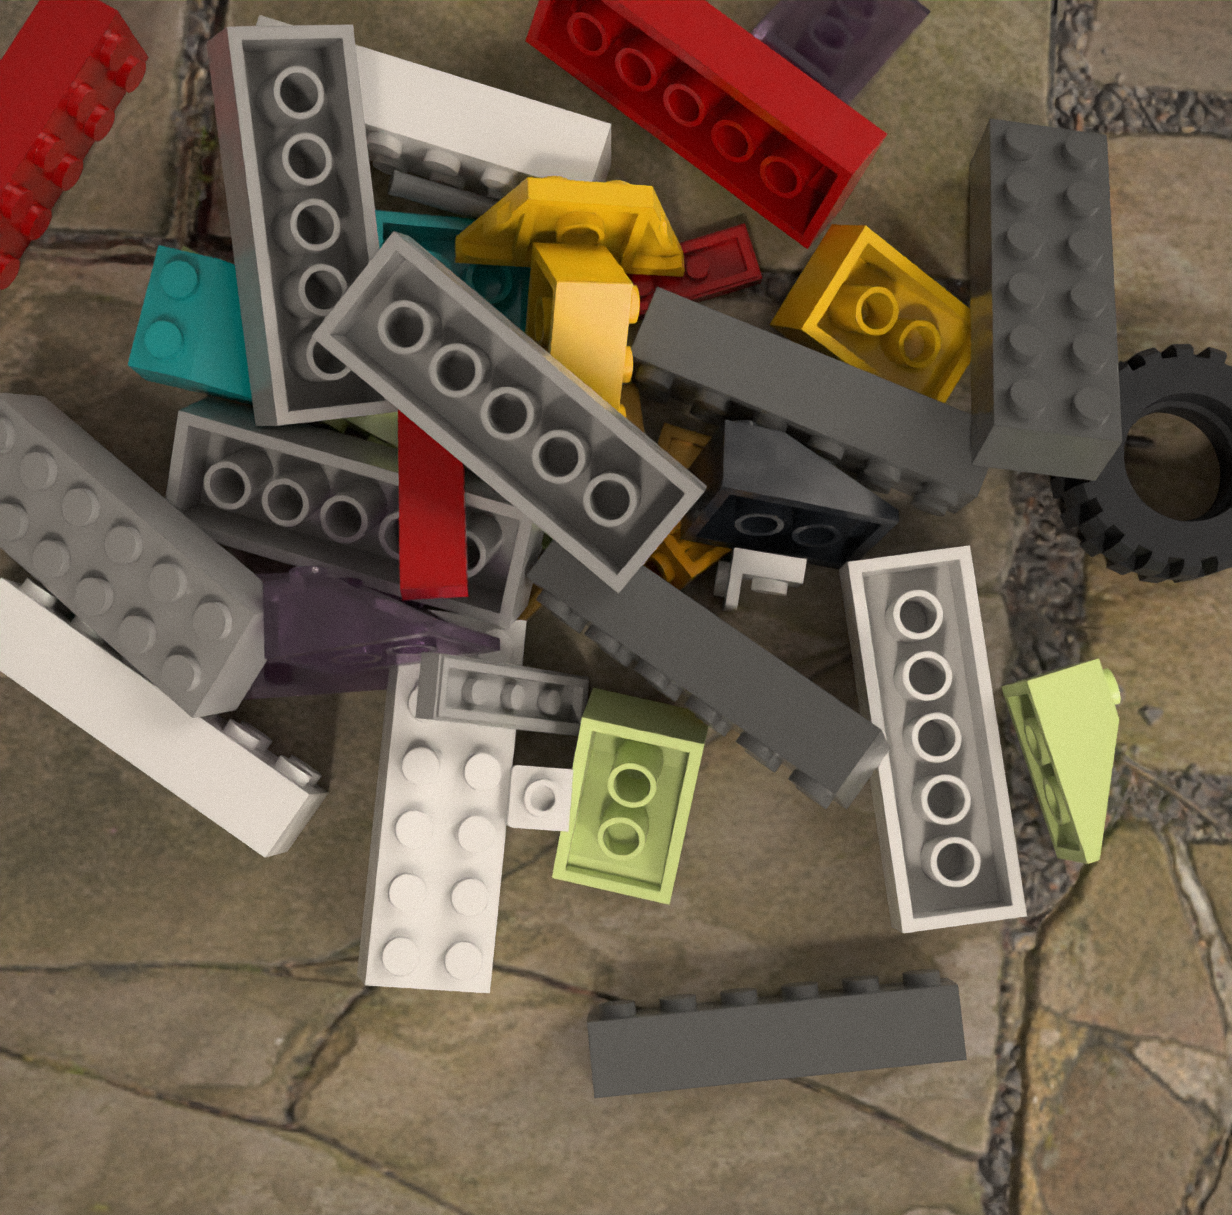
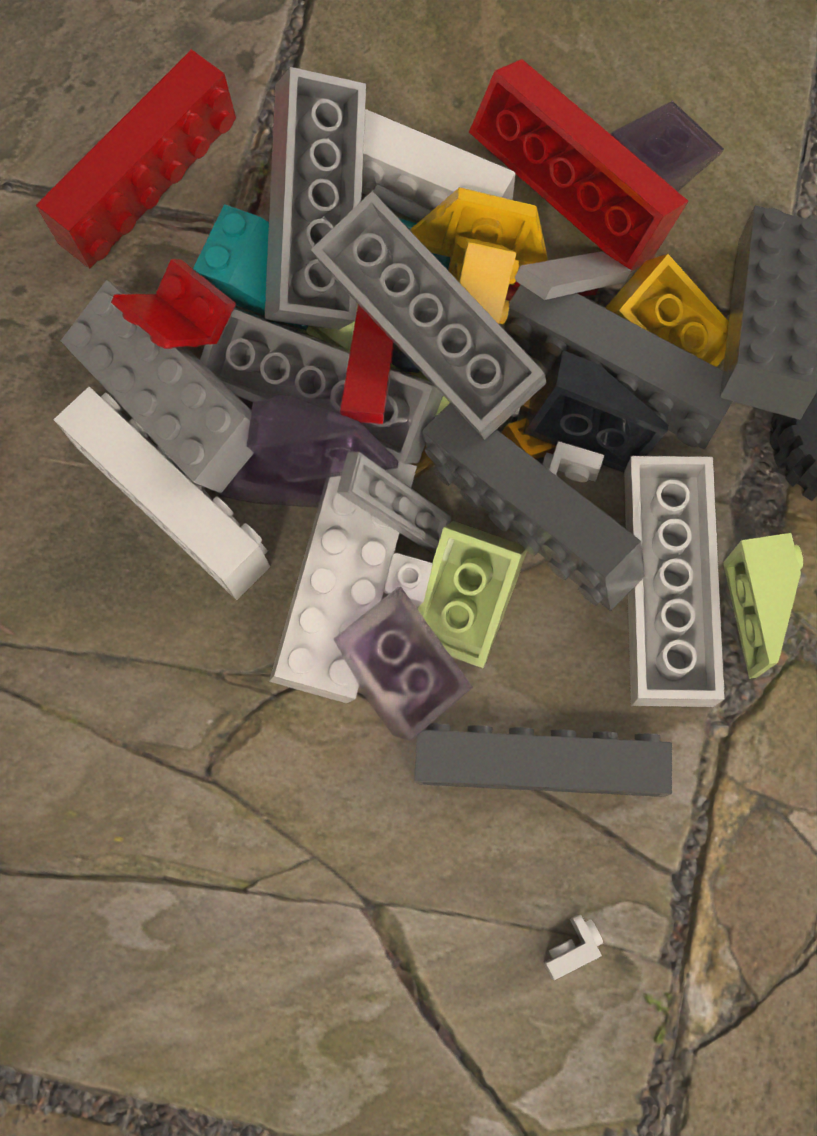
camera: 15 degrees right, 10 degrees down
(118, 441) = (181, 312): none -> red bracket
(552, 938) = (401, 665): none -> slope
(722, 285) = (571, 275): none -> light grey tile

